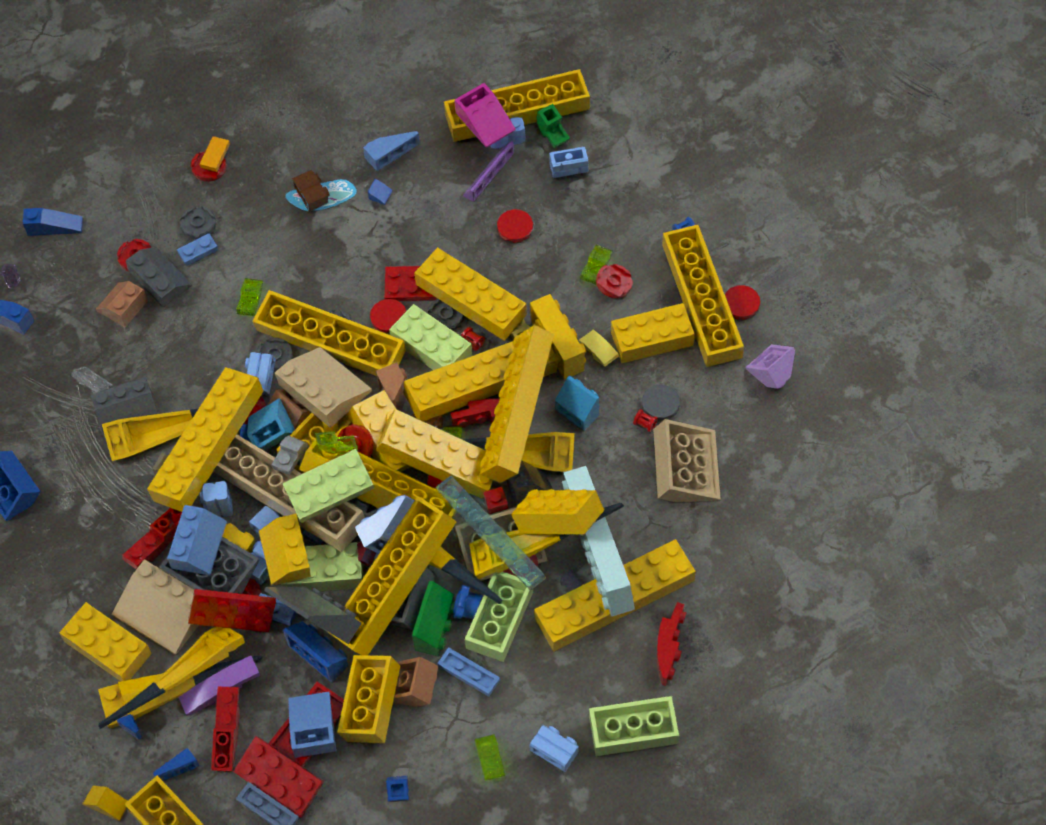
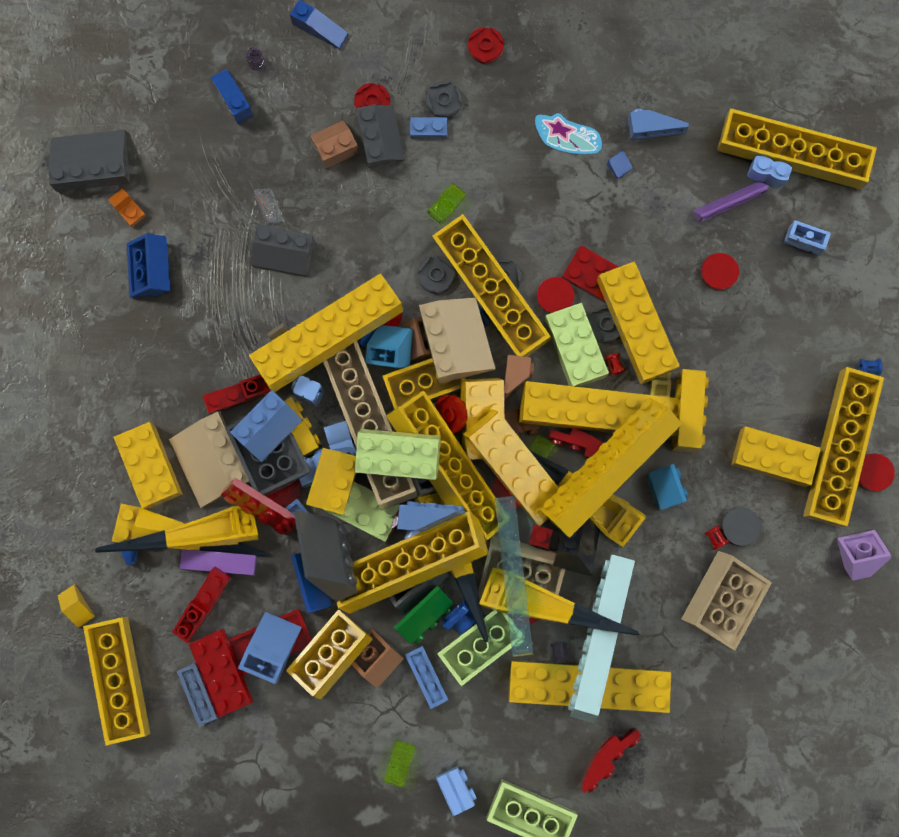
camera: 30 degrees right, 20 degrees up
(137, 434) = (280, 285): yellow plate -> none
(178, 765) = (153, 612): blue slope -> none
(214, 154) = (496, 38): light orange tile -> none
(262, 367) = (411, 287): light blue brick -> none
(290, 454) = (390, 392): light grey brick -> none
(310, 190) = (559, 127): reddish brown brick -> none
(329, 442) = (430, 412): clear neon green slope -> none
(397, 788) = (311, 740): blue slope -> none
(484, 115) = (757, 149): dark pink slope -> none
(550, 126) = (813, 190): green brick -> none
(557, 511) = (580, 602): yellow brick -> none
(597, 259) = (768, 355): clear neon green slope -> none
(599, 347) = (719, 441): light yellow slope -> none
(614, 281) = (773, 382): red tile -> none

